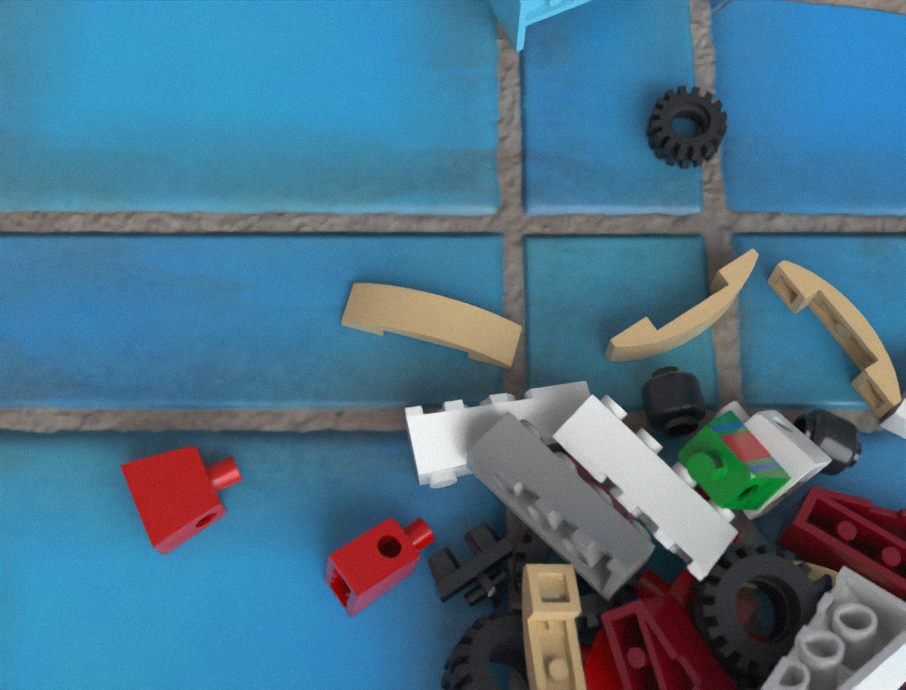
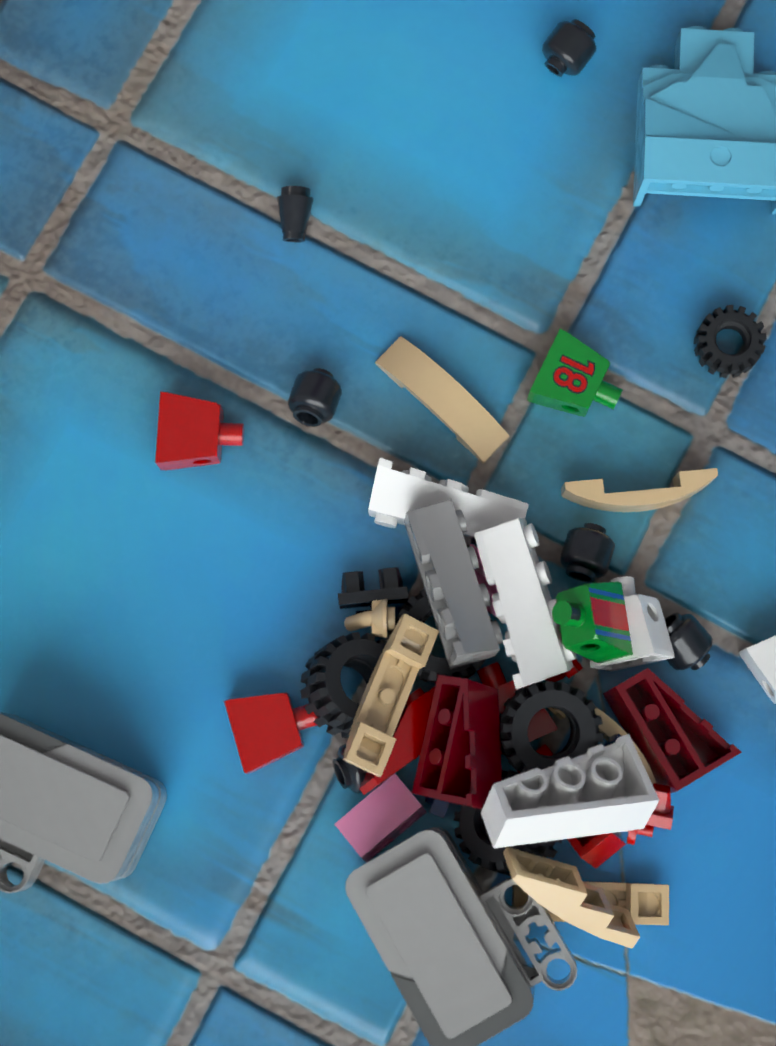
camera: 30 degrees right, 10 degrees up
(176, 212) = (294, 212): none -> black cone
(295, 388) = (314, 397): none -> black head
(360, 571) = (291, 561): red torso -> none
(497, 586) = (380, 619): none -> tan plate
(555, 235) = (573, 378): none -> green torso
(803, 288) = (740, 519): tan slope -> none

